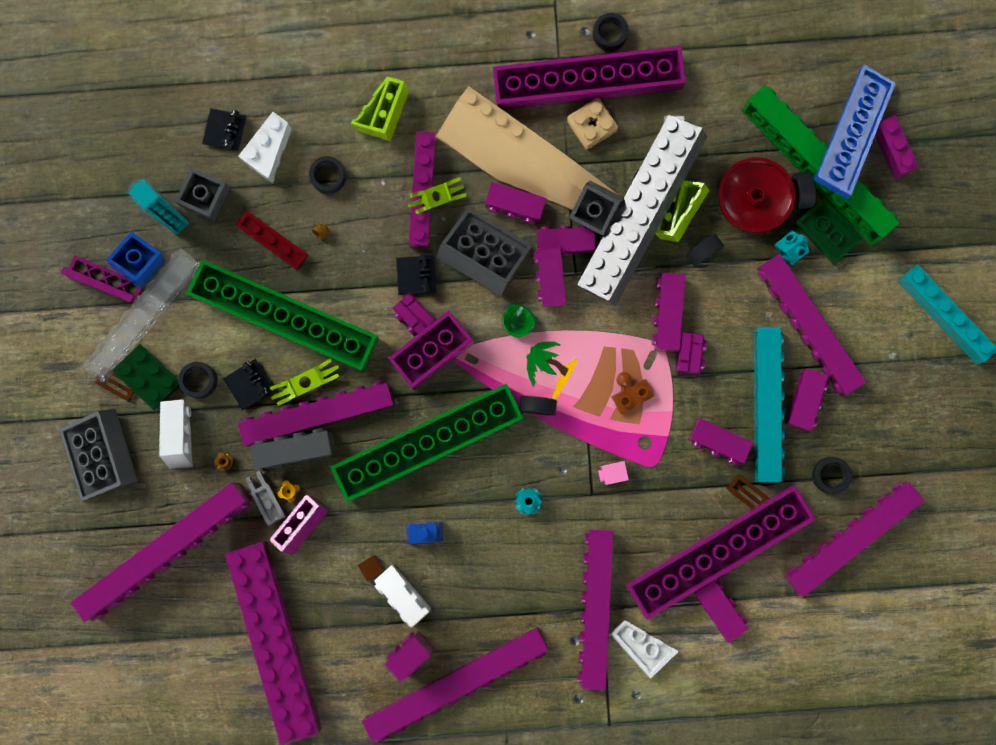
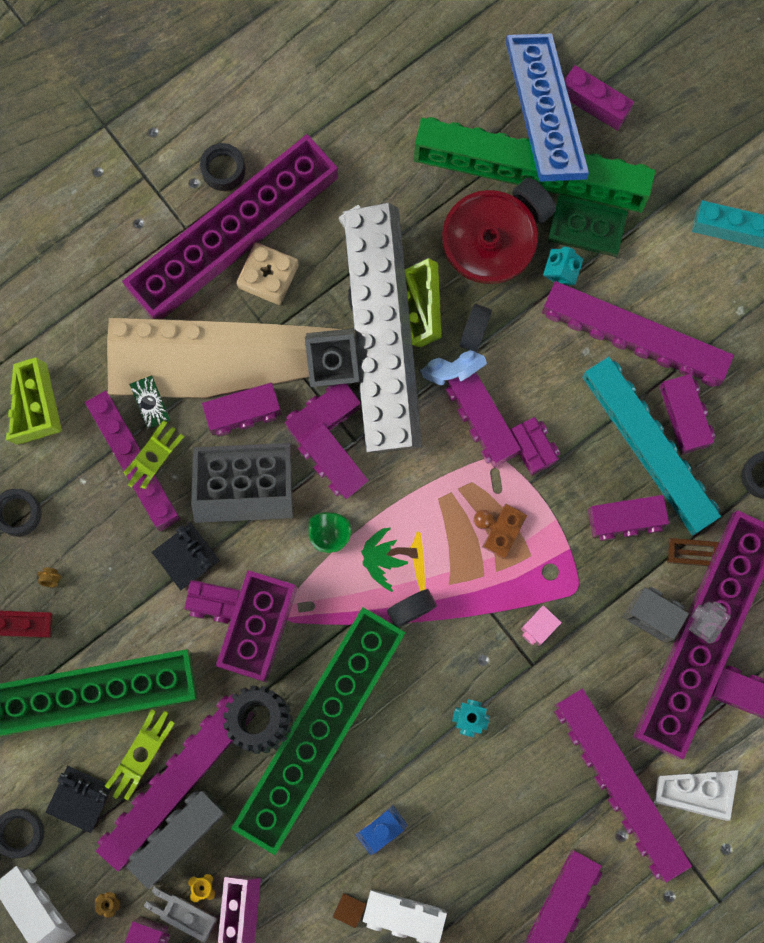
camera: 40 degrees left, 5 degrees down
(387, 395) = (239, 711): none -> black tyre
(459, 158) = (149, 401): none -> tile
(662, 263) = (463, 367): none -> light blue plate
(693, 516) = (656, 614): none -> dark grey brick
(725, 543) = (709, 621): none -> clear brick

